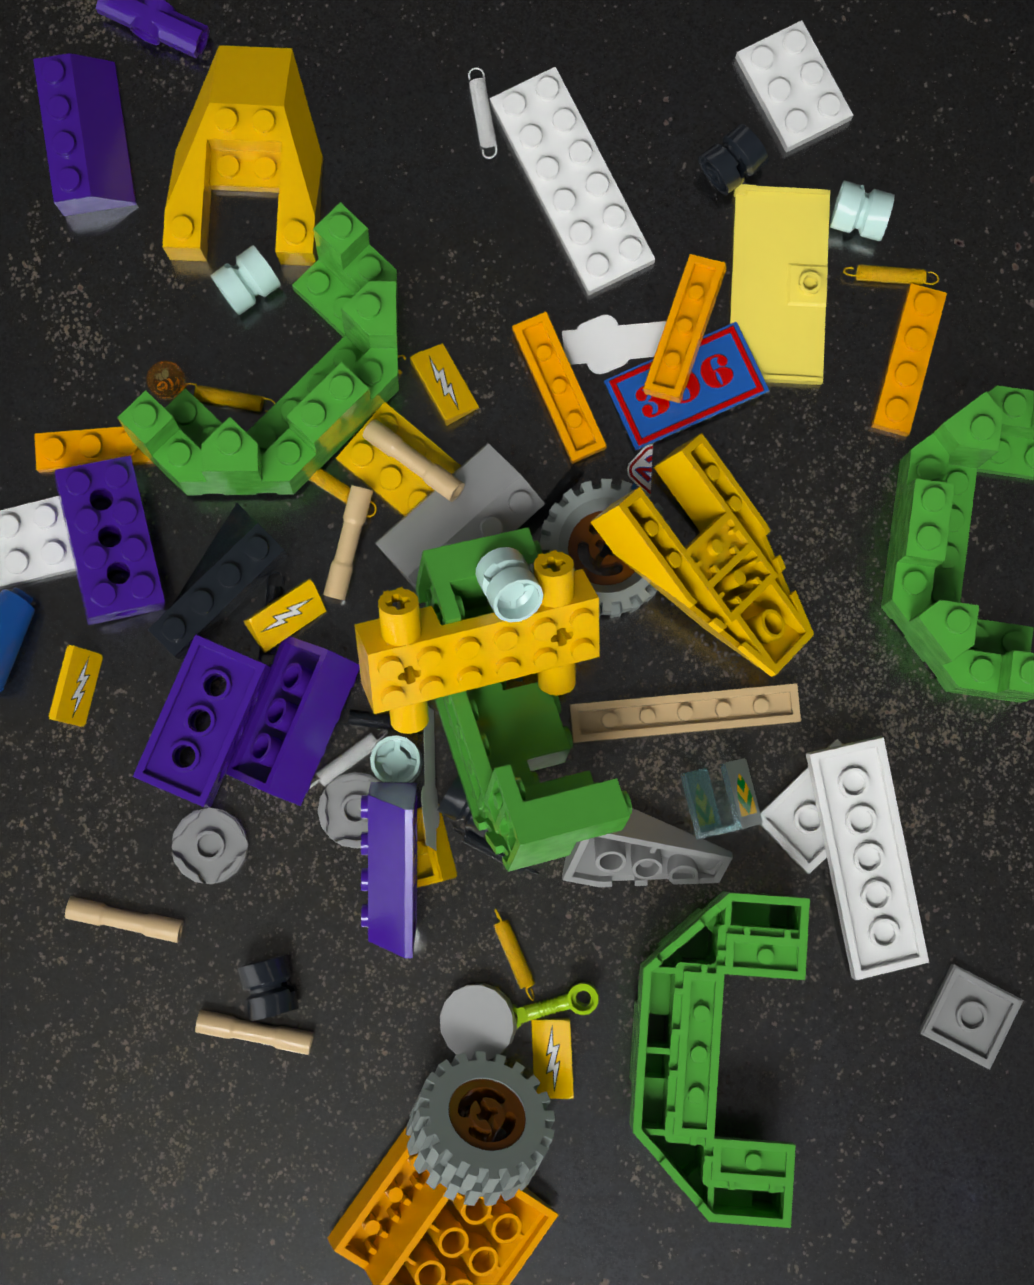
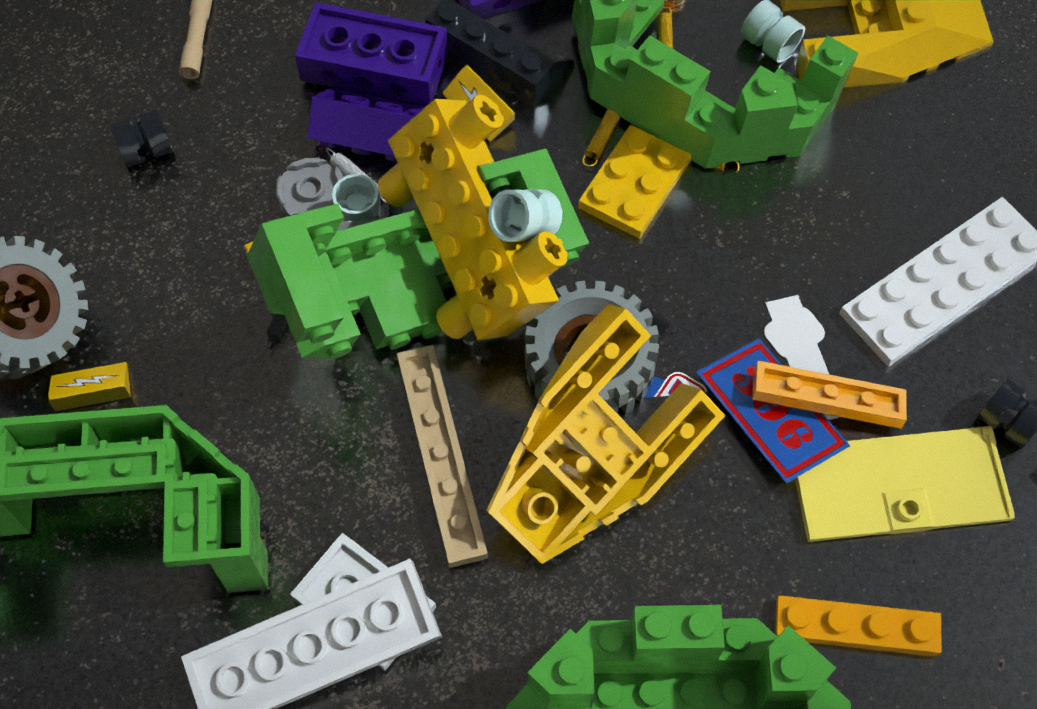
camera: 80 degrees right, 20 degrees down
(209, 846) = (266, 85): light grey tile -> none
(277, 1036) = (99, 159): tan piece -> none
(342, 565) = (577, 142): tan piece -> none
(391, 866) = (236, 215): dark purple slope -> none
(431, 473) = (630, 185): tan piece -> none
(444, 383) = (719, 199): yellow slope -> none
(478, 1020) = (120, 312): light grey tile -> none
(482, 112) = (987, 195): white piece -> none
(491, 503) = (619, 238): light grey slope -> none
(514, 954) = (187, 337): yellow piece -> none
(559, 387) = (740, 295): light orange plate -> none
(561, 1003) = (144, 390): lime brick -> none
(646, 852) = (301, 410): light grey wedge -> none
(703, 803) = (357, 491): clear light blue piece -> none
(862, 210) = (1002, 549): light aqua wheel -> none
(891, 274) = (944, 594): yellow piece -> none

